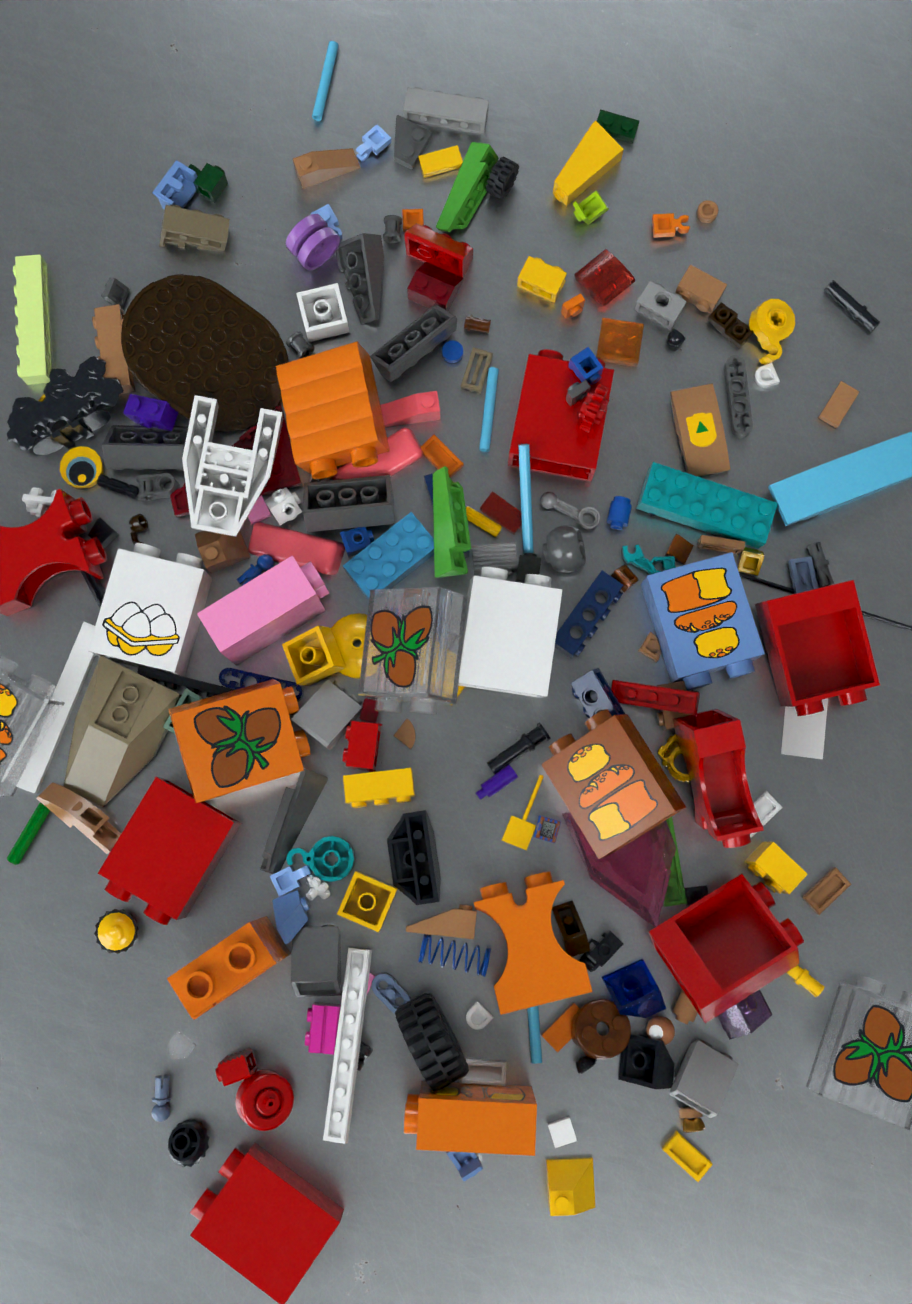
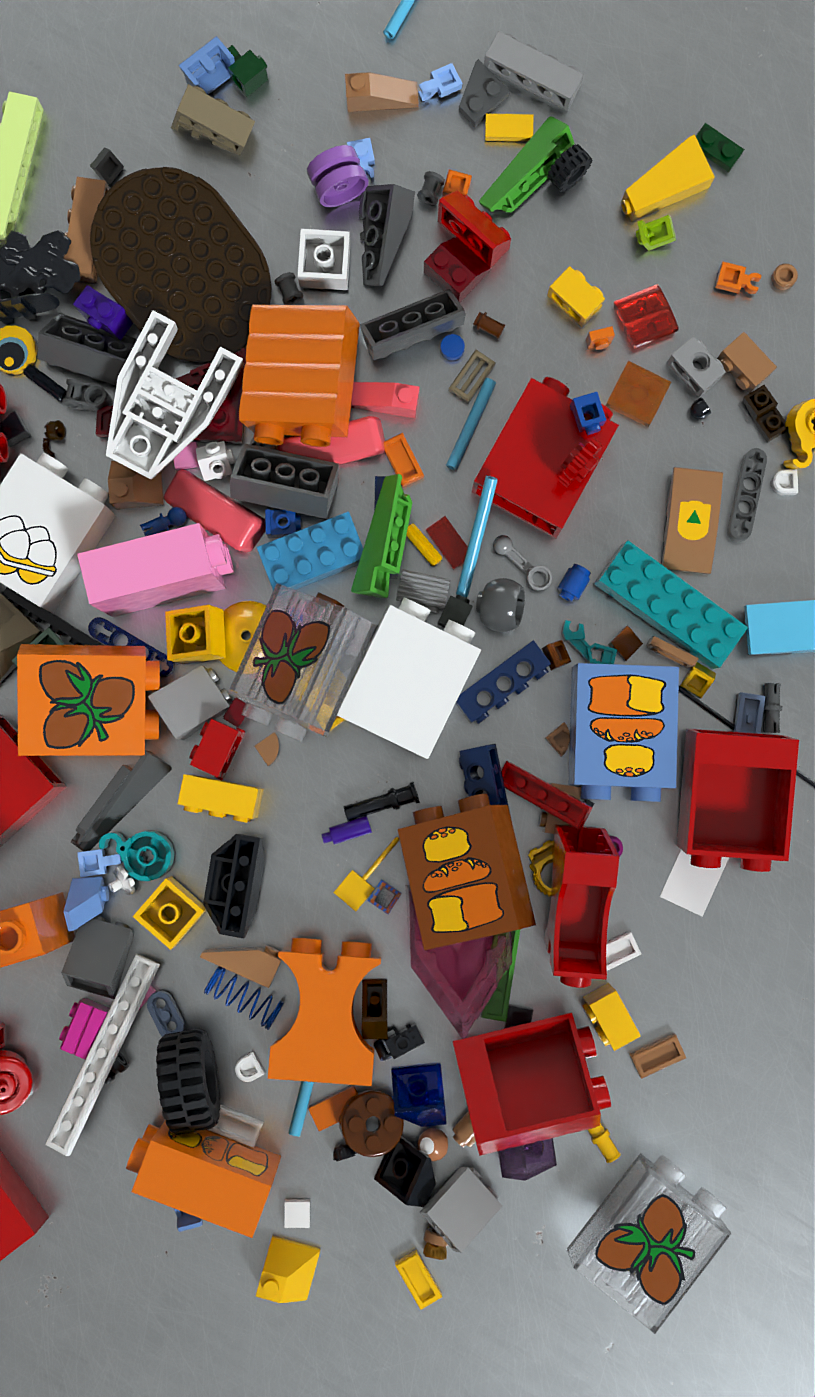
camera: 15 degrees right, 5 degrees up
(577, 392) = (569, 438): dark grey plate -> none

